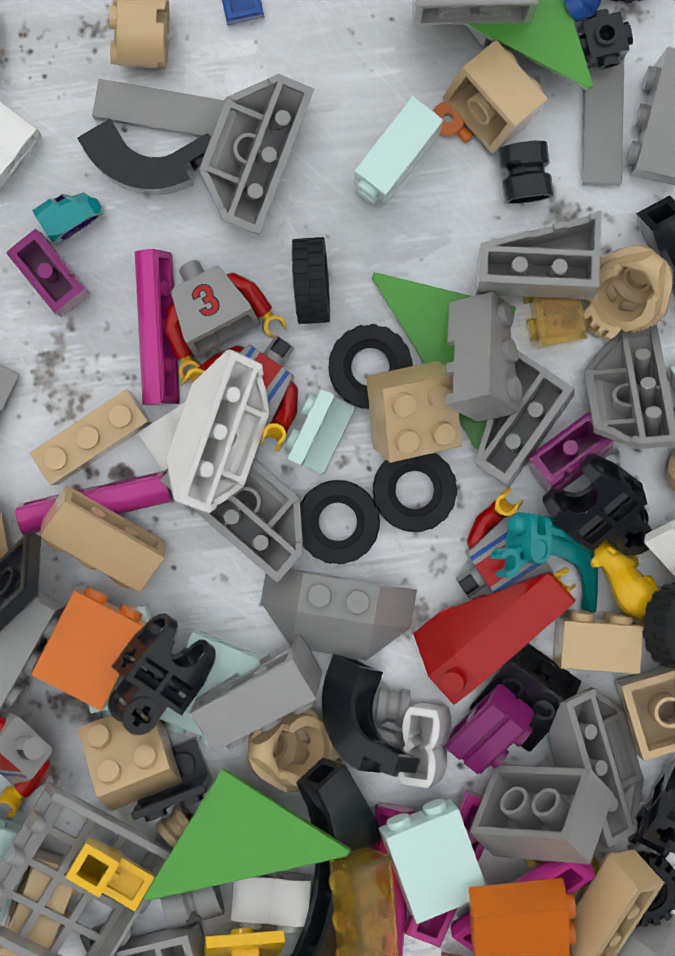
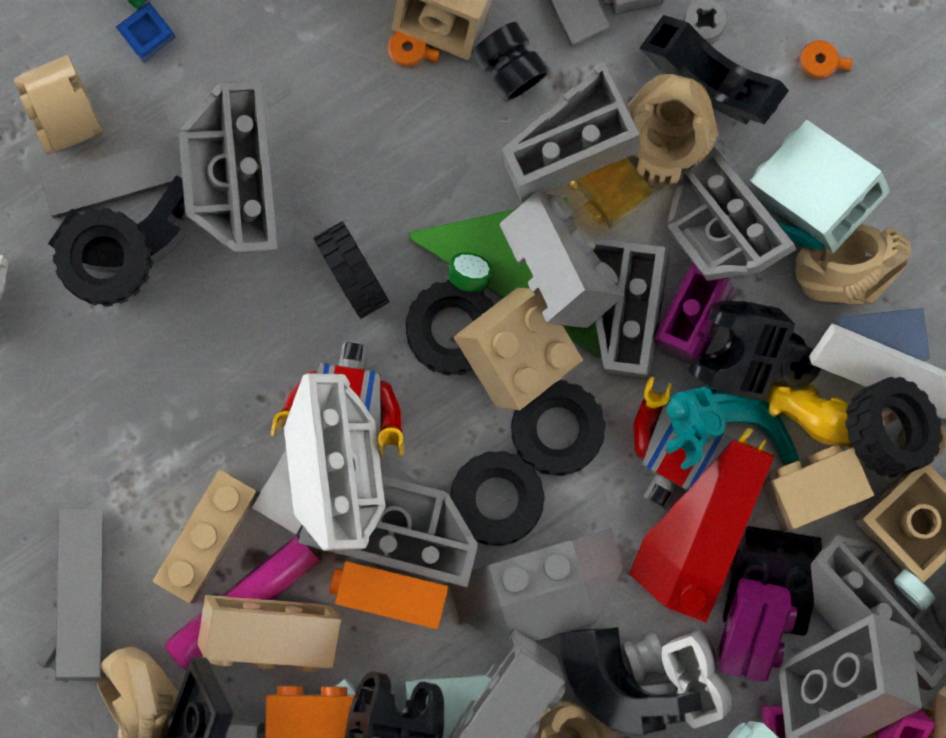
camera: 30 degrees left, 5 degrees down
(48, 273) = (83, 392): magenta brick -> none
(67, 215) = (73, 328): teal rock -> none
(114, 141) = (88, 227): none -> black tyre
(154, 297) = (219, 394): dark pink brick -> none
(212, 311) = (267, 349): light grey torso -> none
(212, 557) = (389, 594): none -> orange brick
(321, 431) = (436, 416): light aqua bracket -> none
(397, 152) = (374, 103): light aqua brick -> none
(406, 329) = (469, 272): none -> tile
(634, 761) = (914, 590): none -> light aqua tile

